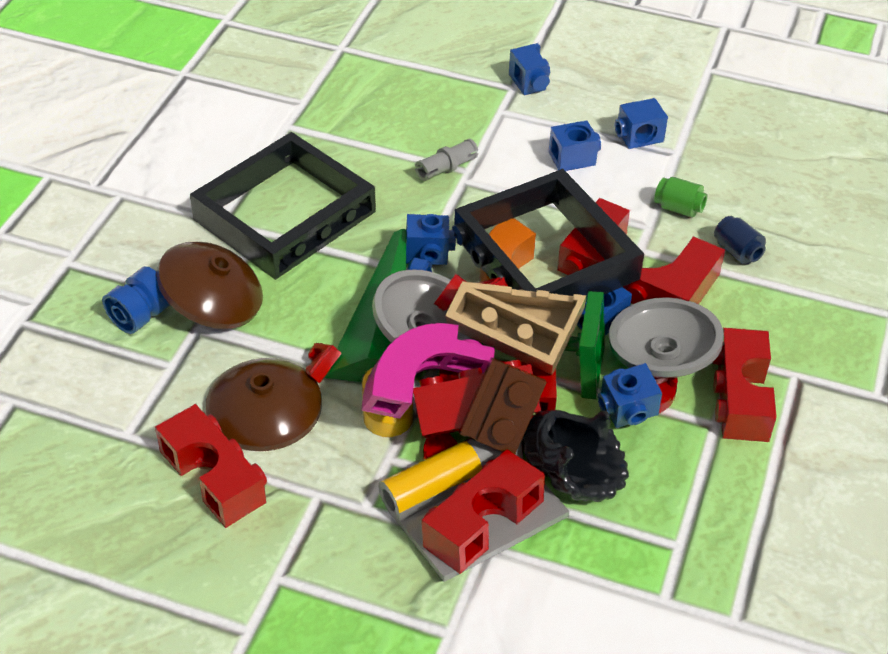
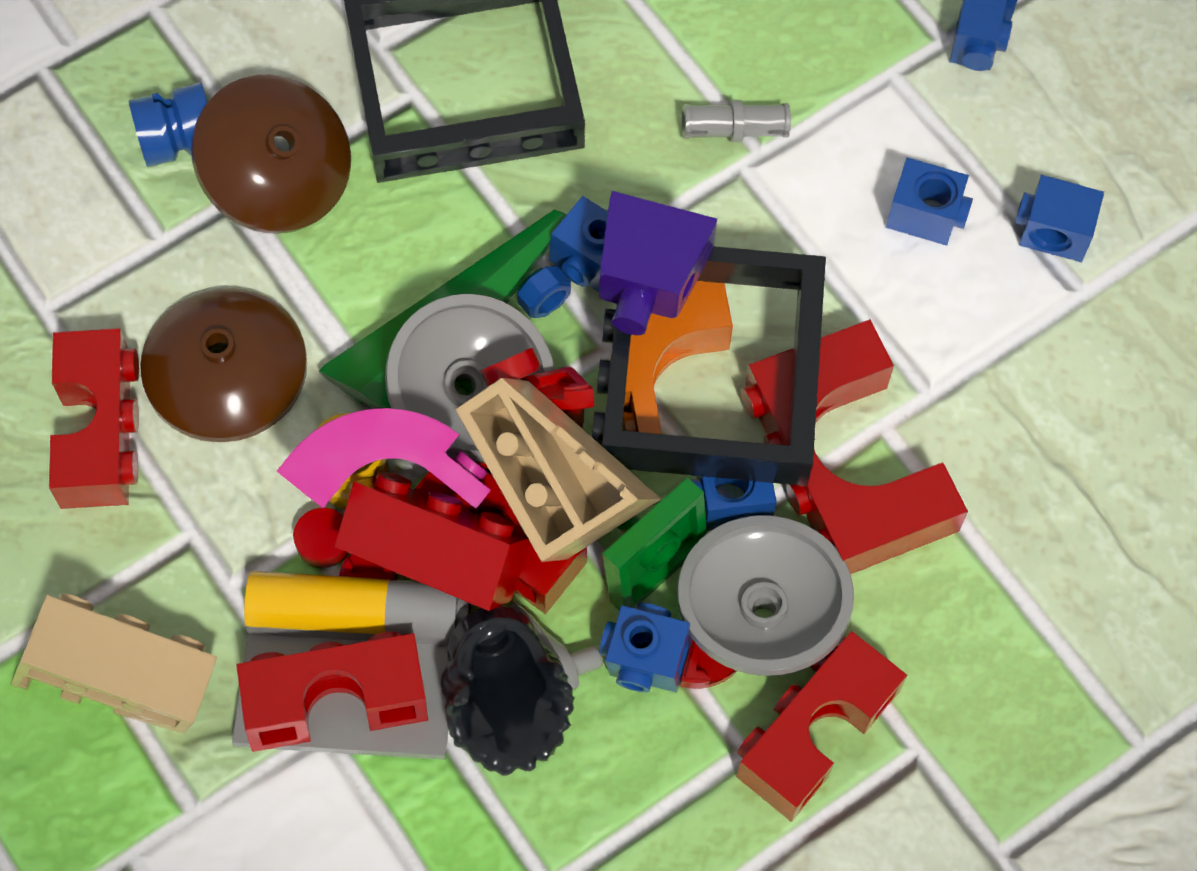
camera: 35 degrees right, 20 degrees up
(322, 359) = (328, 351): red tile -> none
(336, 573) = (116, 663): none -> tan wedge
(399, 451) = (316, 537): none -> red tile
(481, 202) = (651, 259): none -> dark purple torso
(502, 406) = (439, 578): reddish brown plate -> none
(680, 196) = (1006, 377): bright green brick -> none
(740, 239) = (1023, 500): dark blue brick -> none

